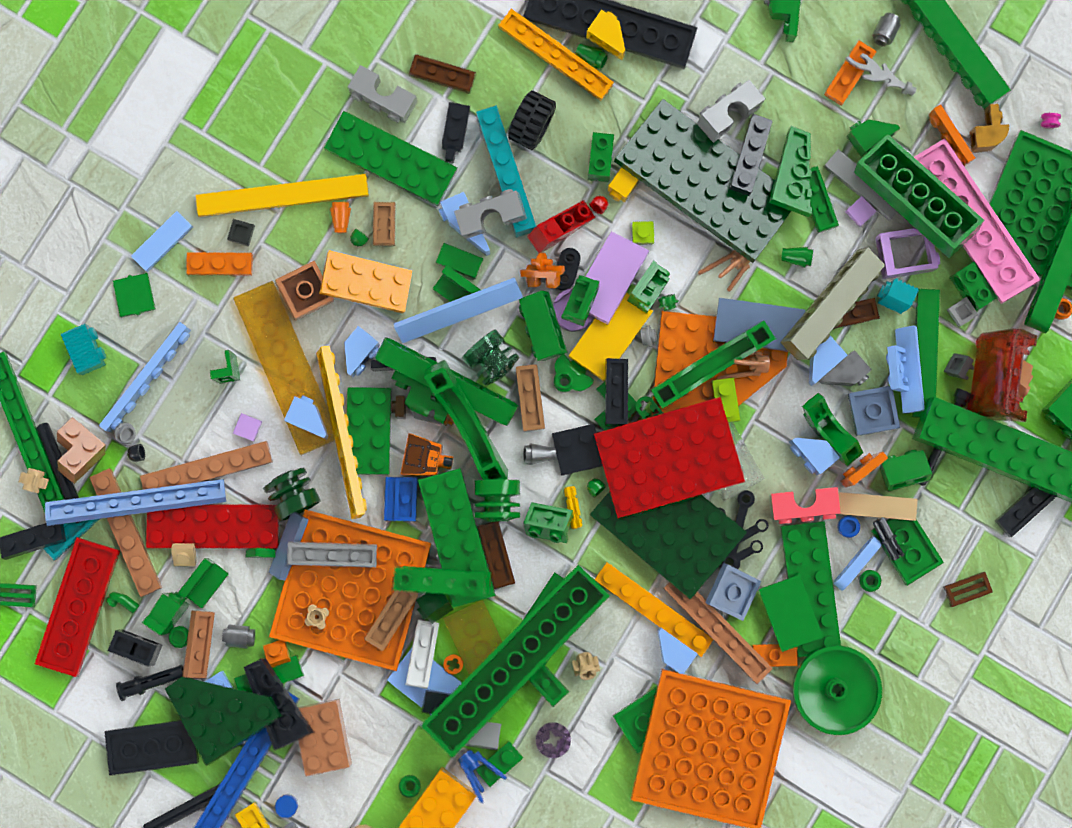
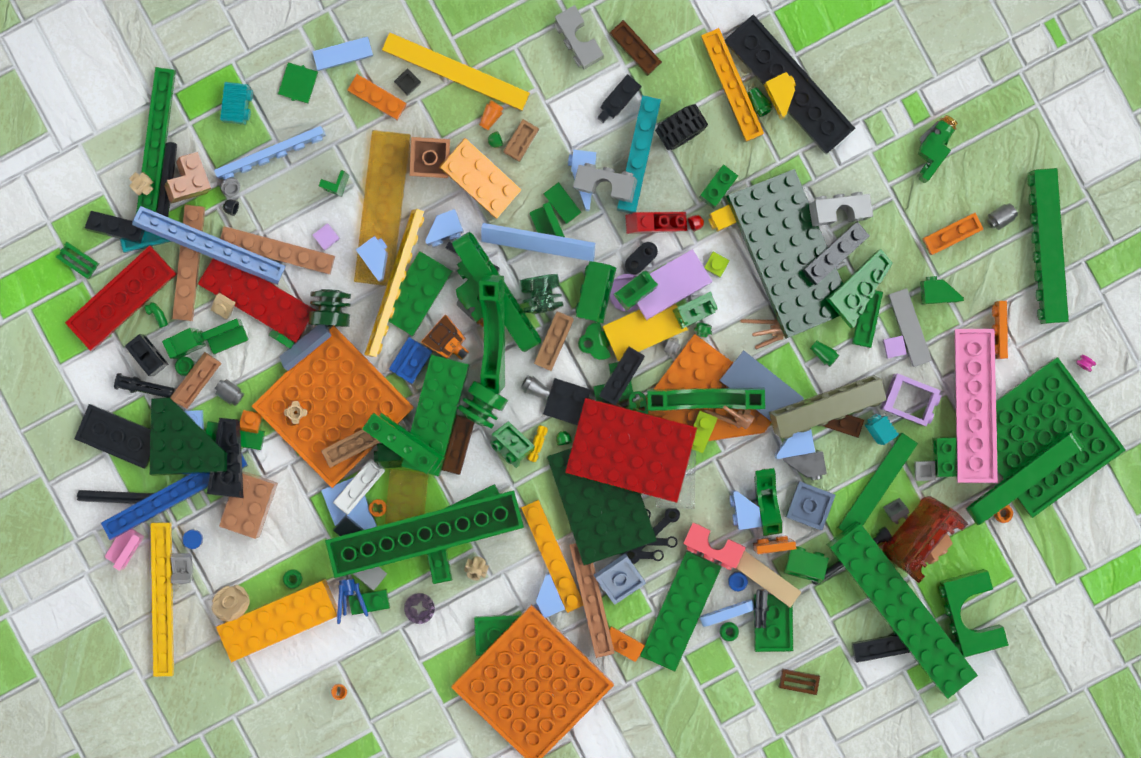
camera: 35 degrees right, 5 degrees up
(332, 554) = (334, 372): light grey tile -> none
(390, 158) = (556, 91): green plate -> none
(399, 407) = (450, 289): dark brown plate -> none
(542, 268) = (621, 247): orange hips -> none
(790, 613) = (653, 620): green tile -> none
(837, 690) = (653, 698): green dish -> none
(877, 74) = (972, 248): light grey piece -> none
(906, 369) = (853, 489): light blue bracket -> none
(918, 196) = (944, 362): green brick -> none
(989, 136) = (1032, 348): pearl gold brick -> none

